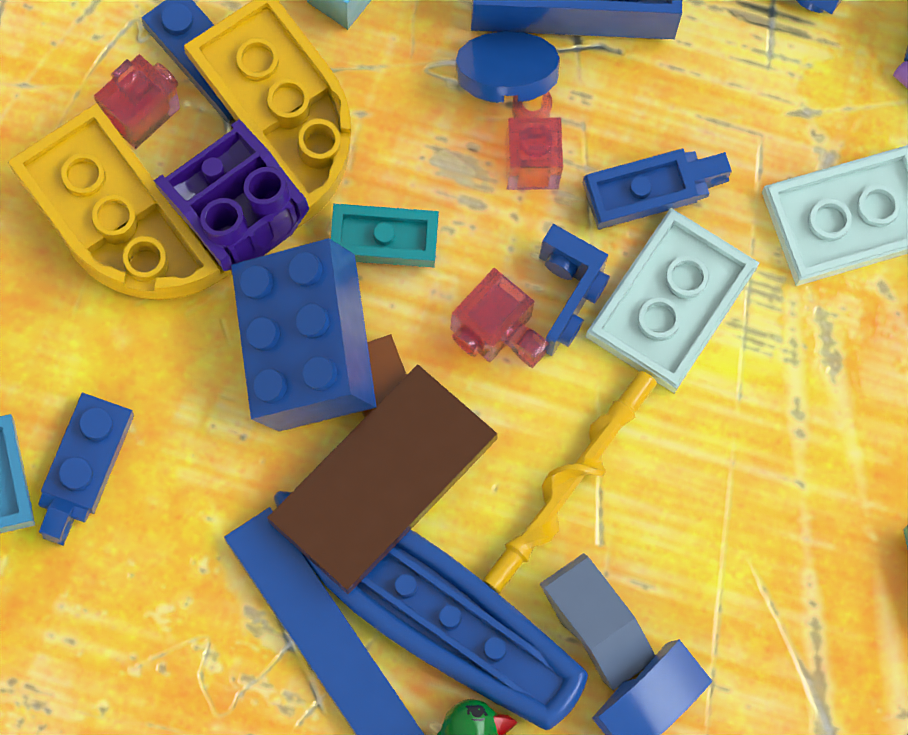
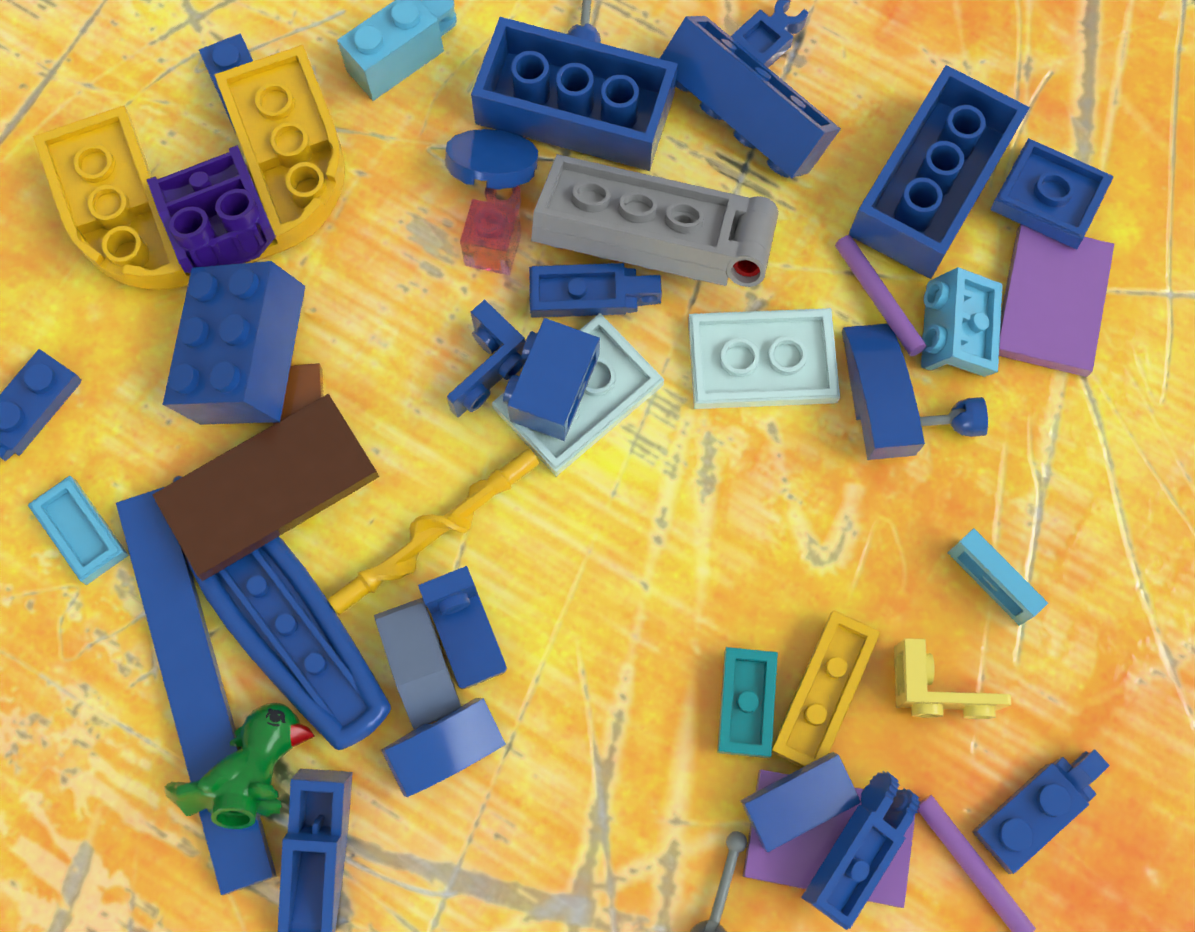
camera: 20 degrees right, 0 degrees up
(139, 99) = (170, 113): clear pink brick -> none
(189, 576) = (78, 530): none -> medium azure tile
(386, 234) = (343, 277): teal plate -> none
(495, 318) = (412, 371): clear pink brick -> none
(635, 573) = (463, 627): none -> blue bracket
(650, 291) = (552, 378): none -> blue brick
(705, 97) = (655, 222): none -> light grey hinge

